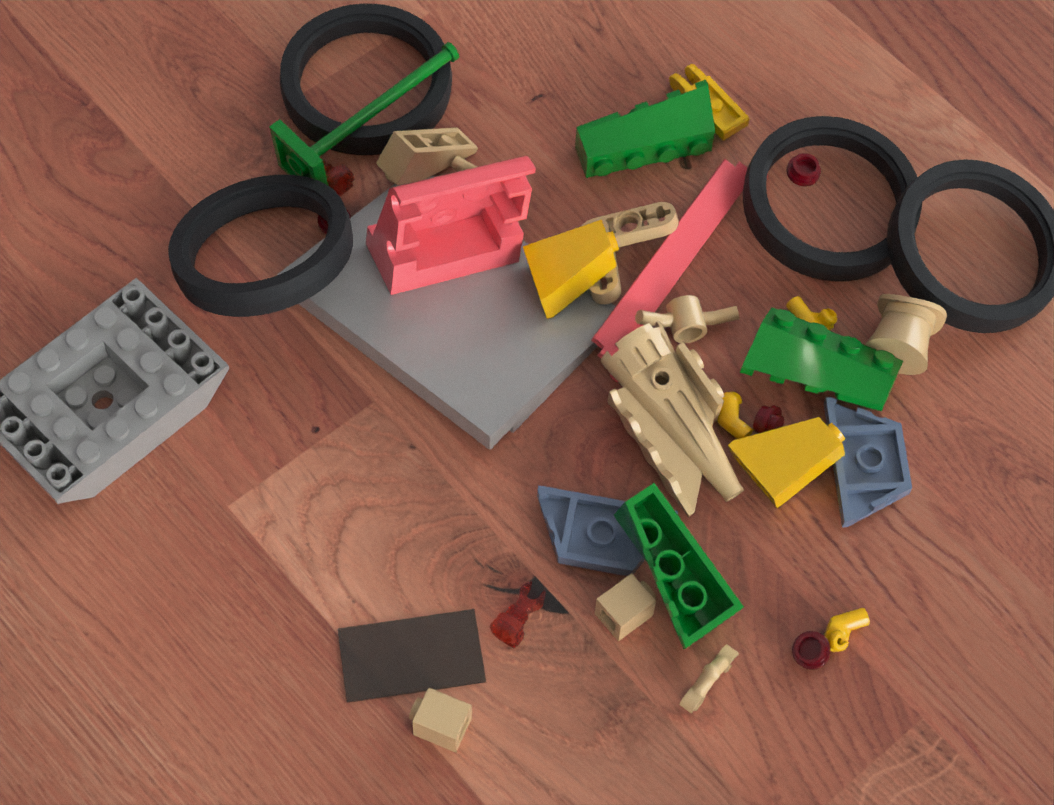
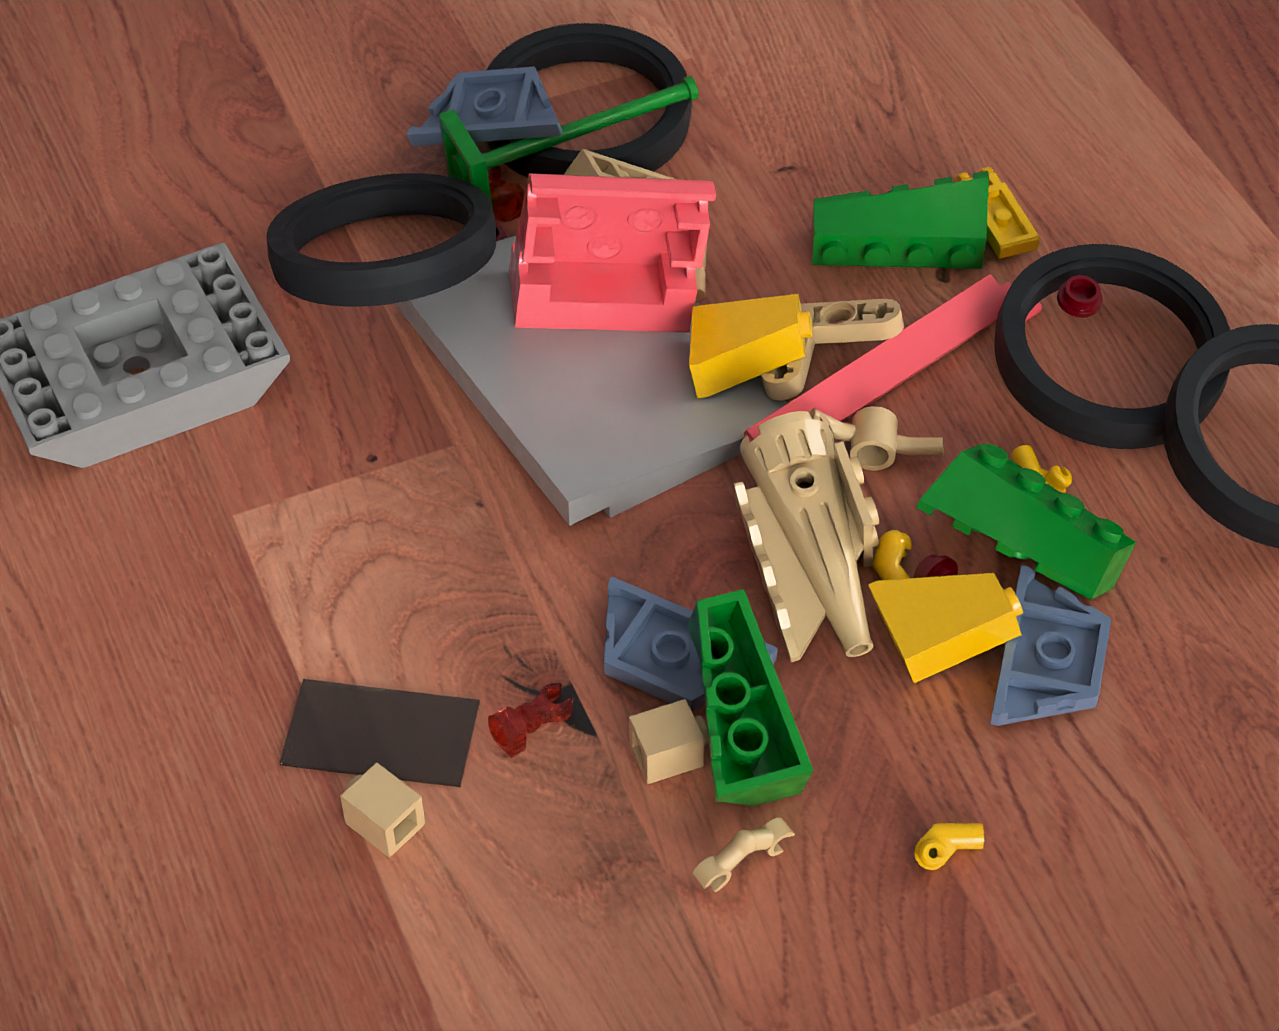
camera: 20 degrees right, 10 degrees down
(305, 102) = (492, 107): none -> sand blue wing
(811, 650) = (892, 855): dark red plate -> none
(907, 330) = (1156, 509): tan hat -> none

